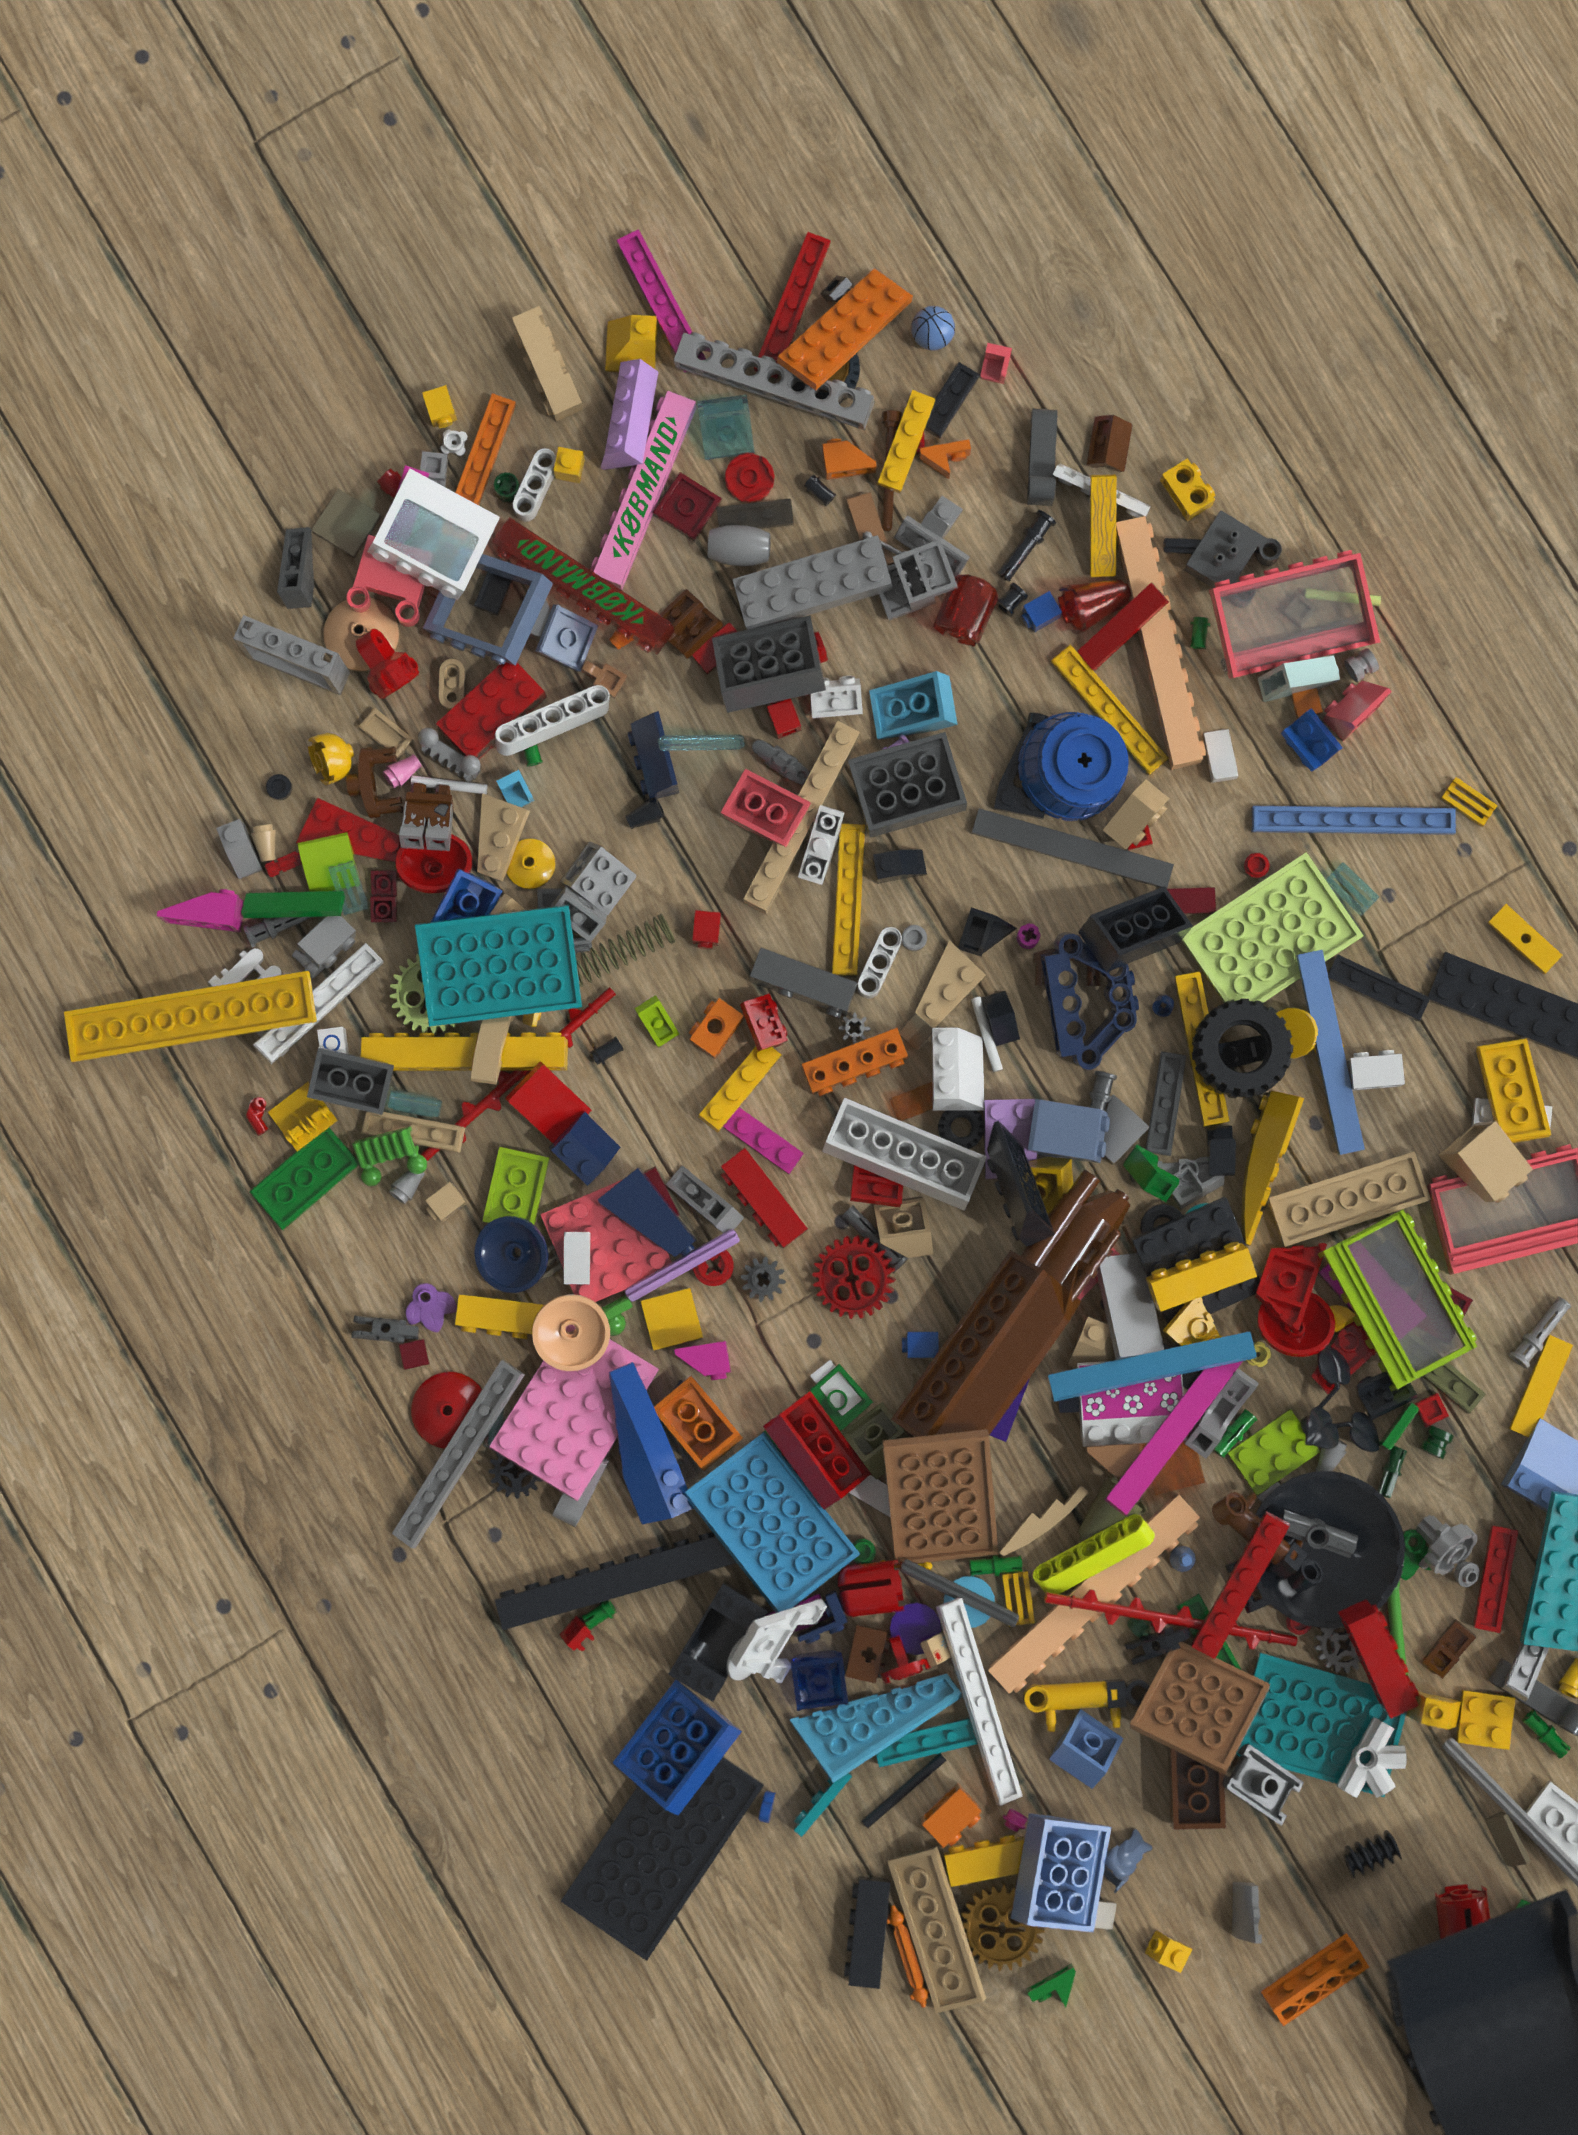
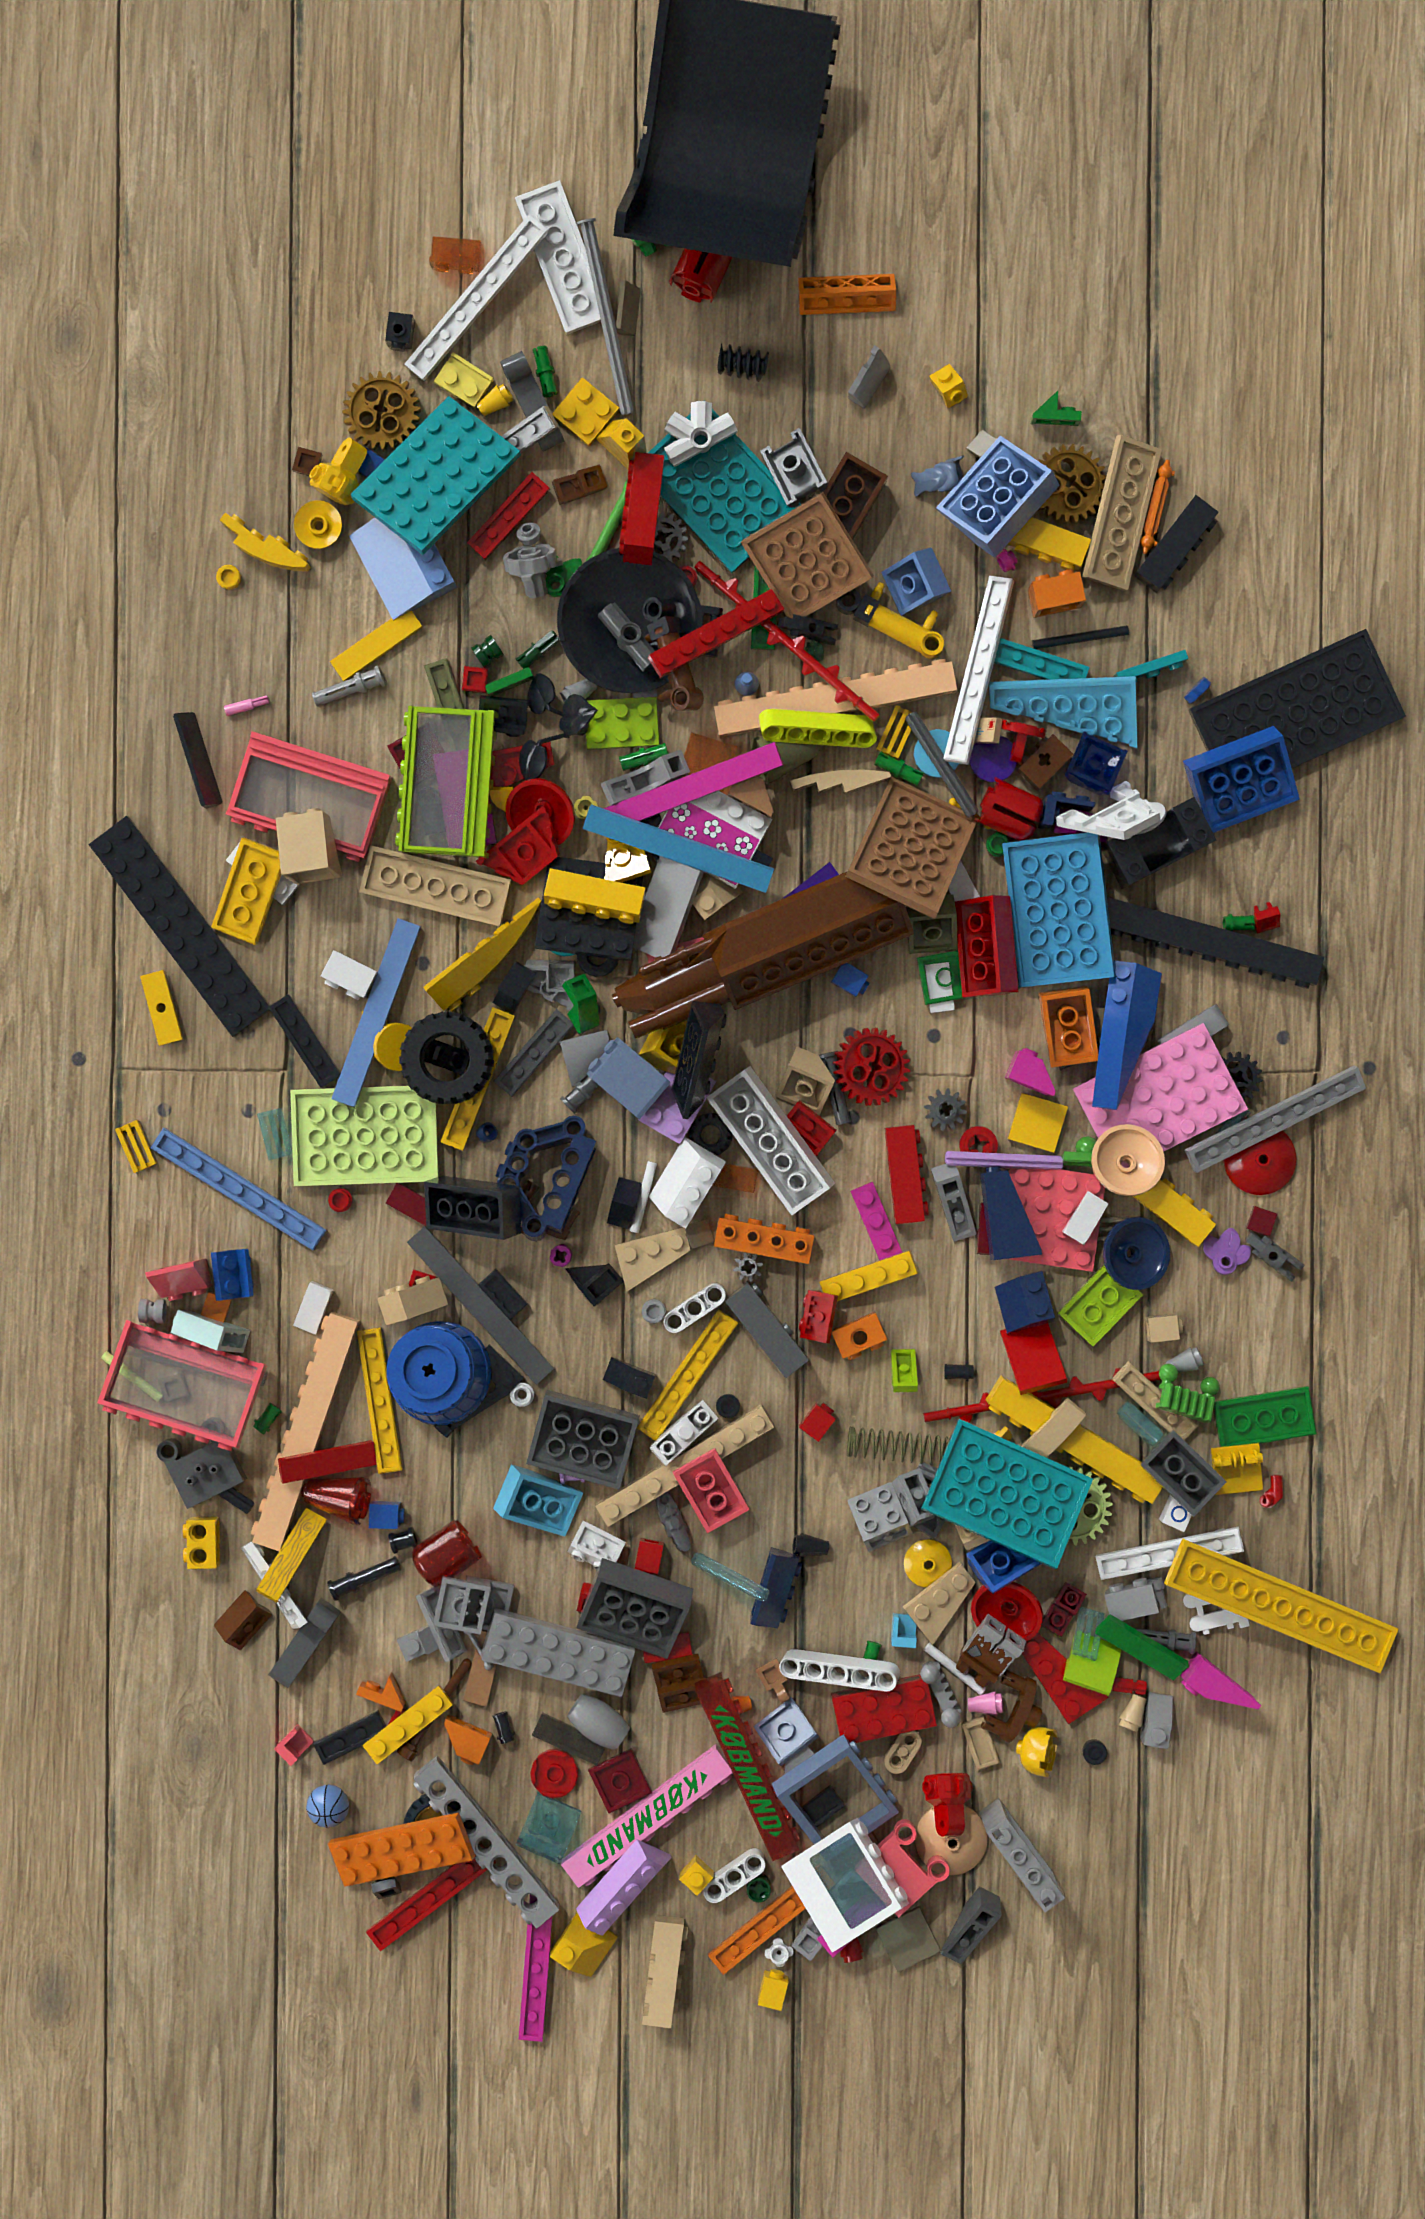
camera: 150 degrees left, 5 degrees up
(795, 894) = (727, 1406): none -> black plate
(988, 784) = (522, 1402): none -> white plate
(1058, 870) = (502, 1294): none -> black plate

